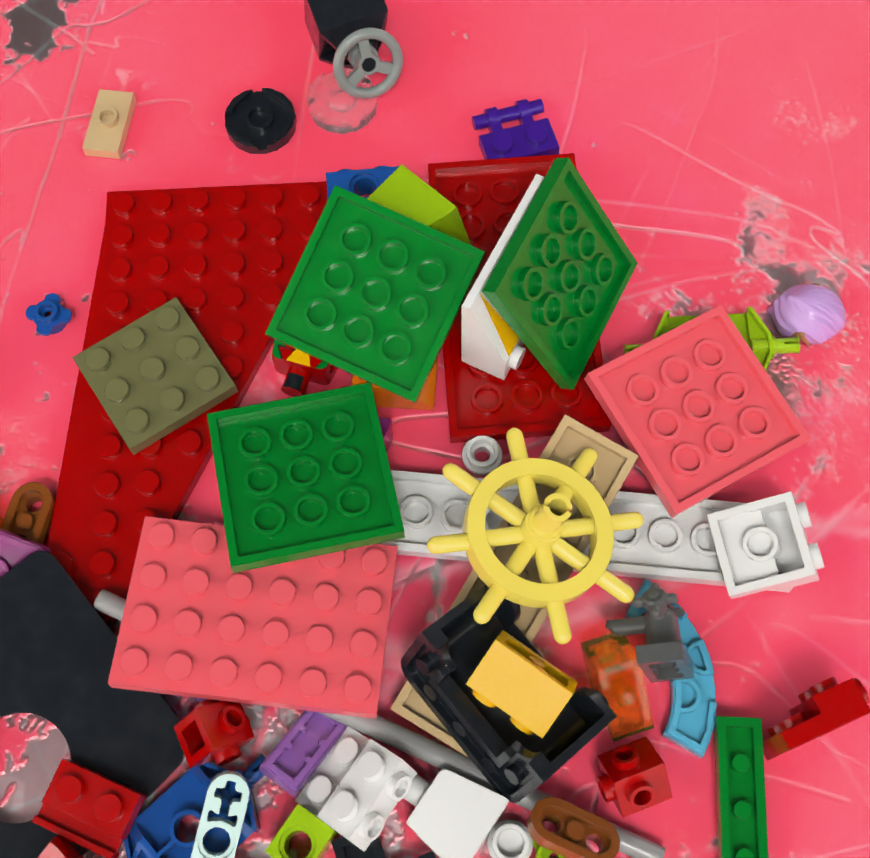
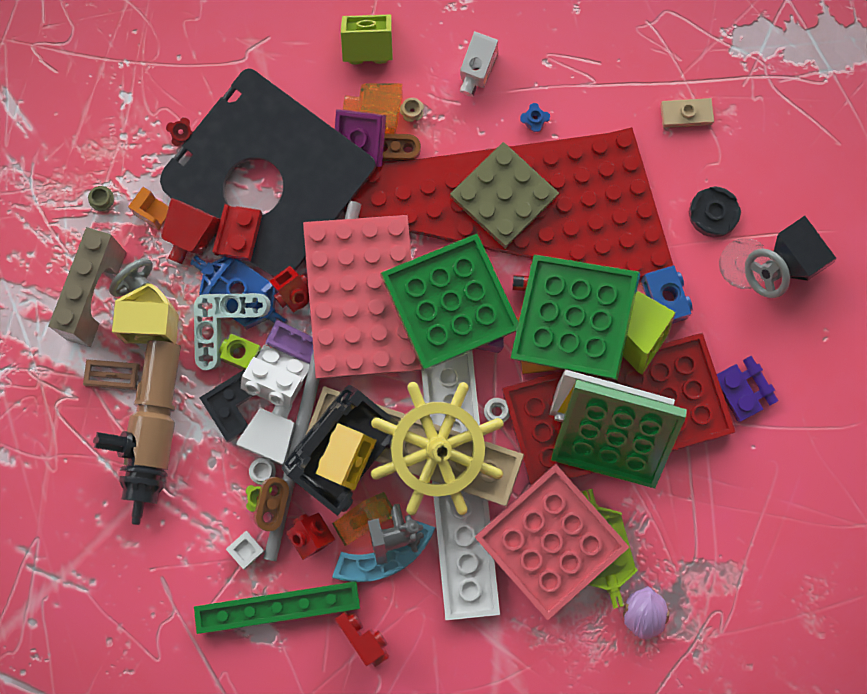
camera: 75 degrees right, 10 degrees up
(765, 545) = (465, 596): white plate -> none

